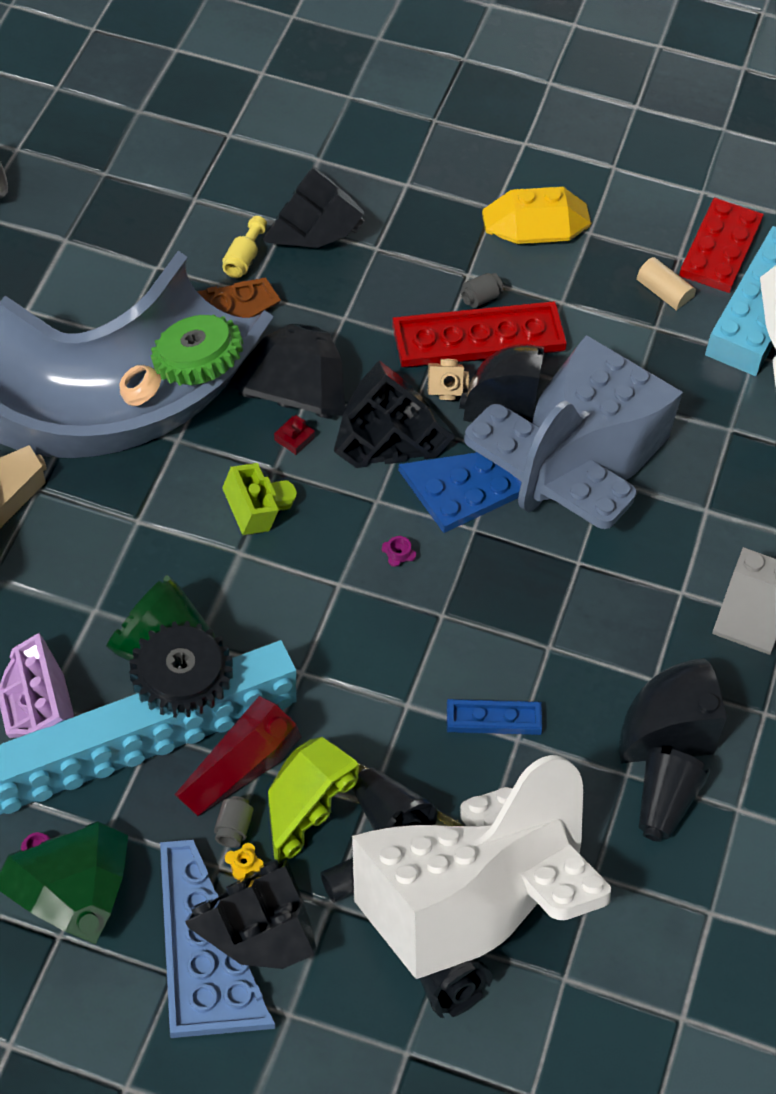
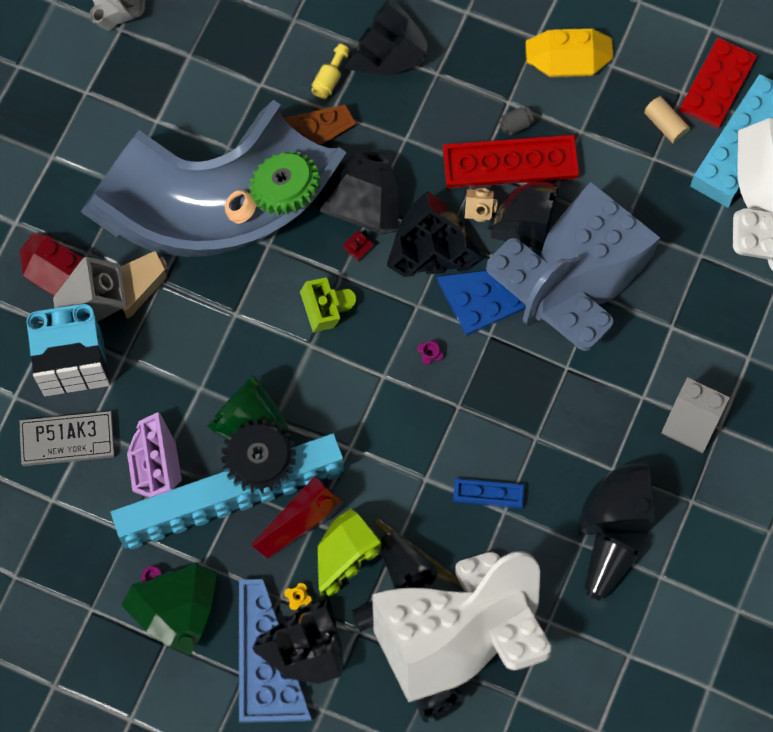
camera: 10 degrees right, 15 degrees up
(233, 821) = (291, 566): dark grey brick -> none

